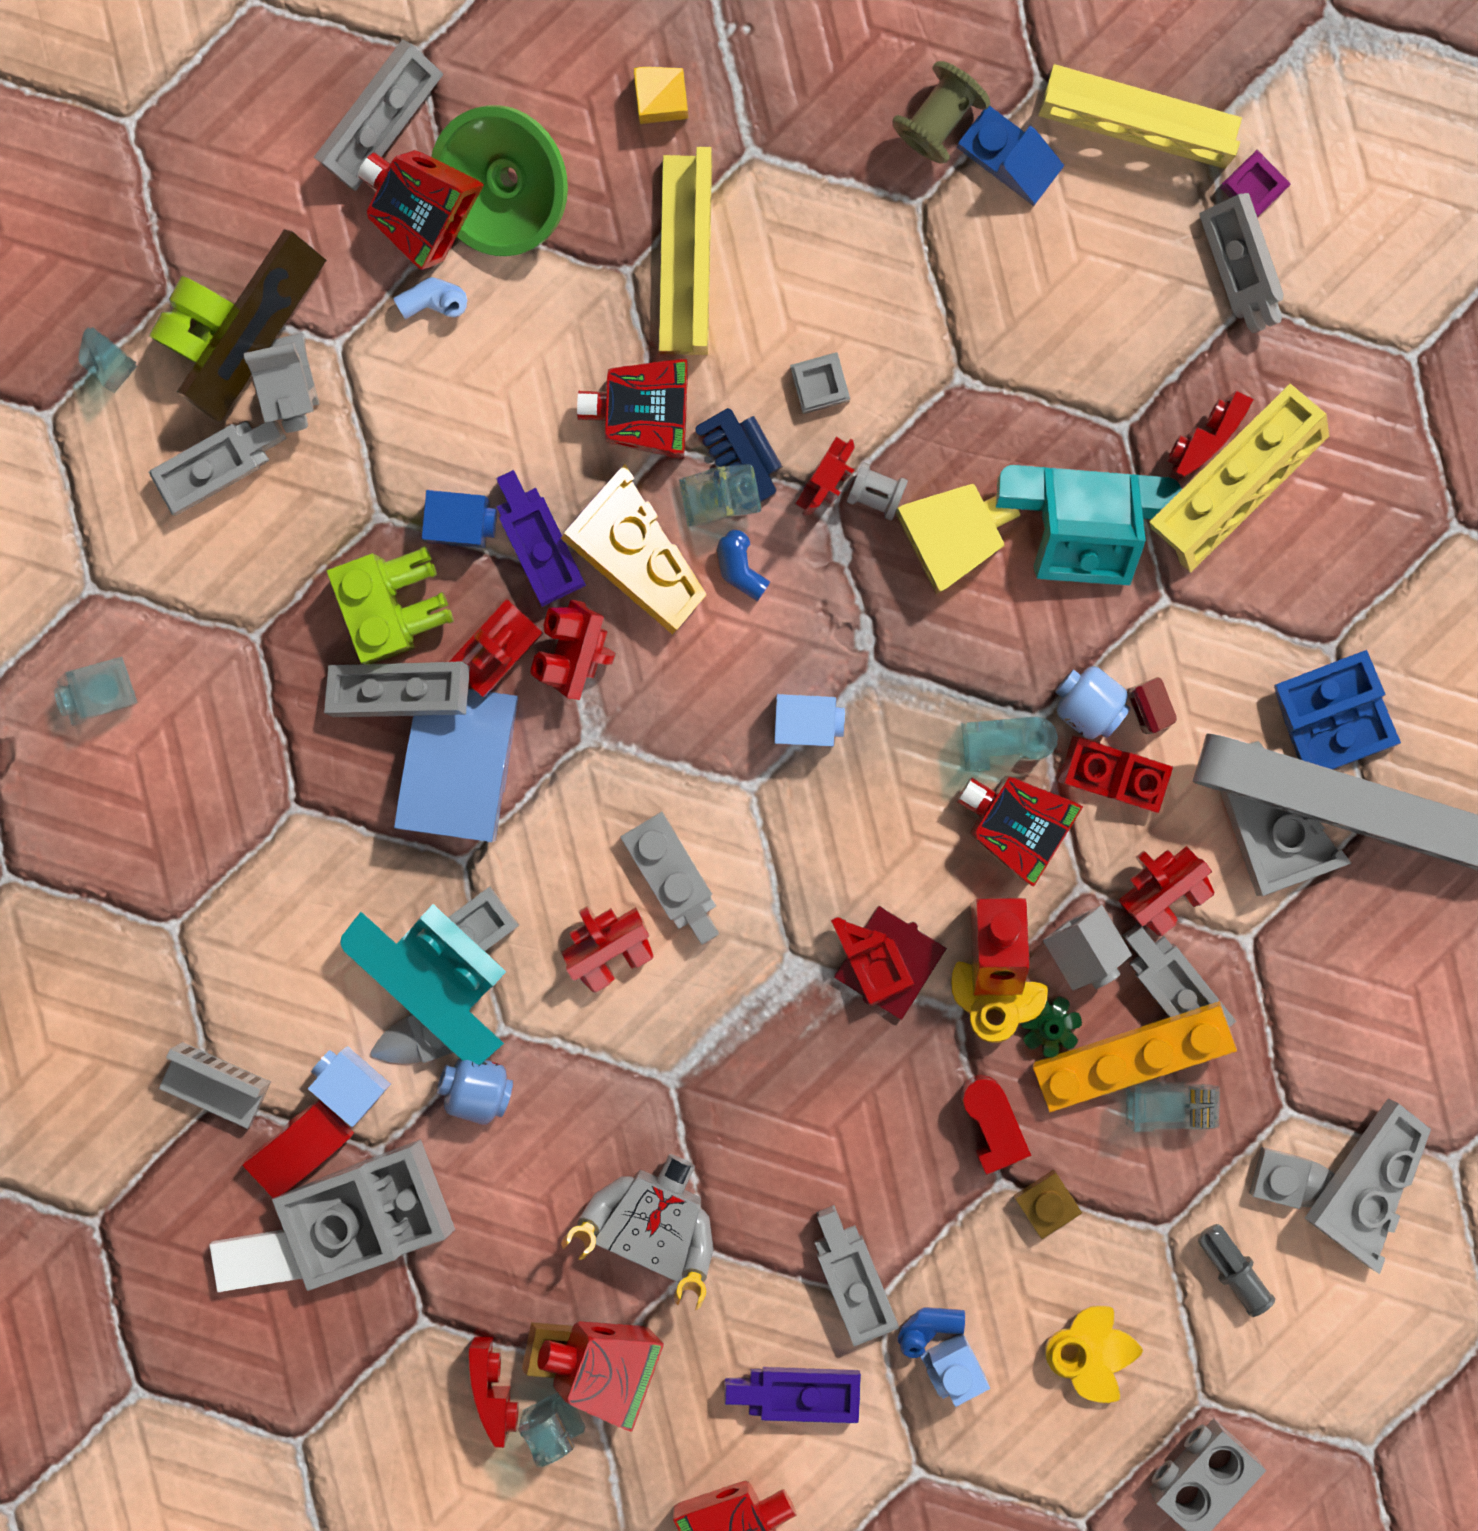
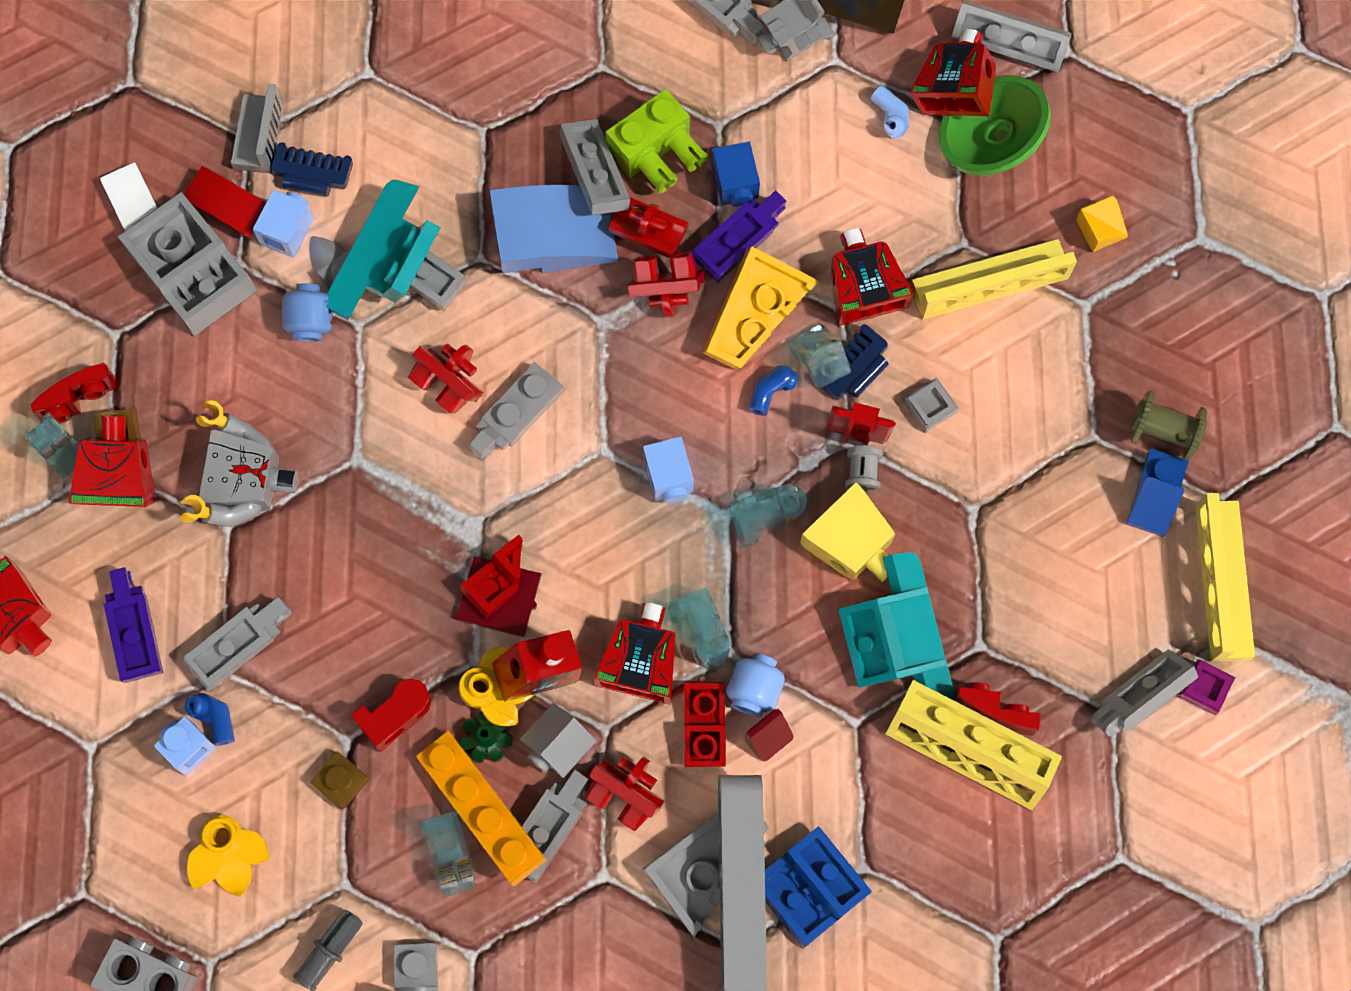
camera: 70 degrees right, 15 degrees down
(293, 1040) = (307, 177): none -> dark blue piece
(889, 621) = (767, 509): none -> clear light blue leg

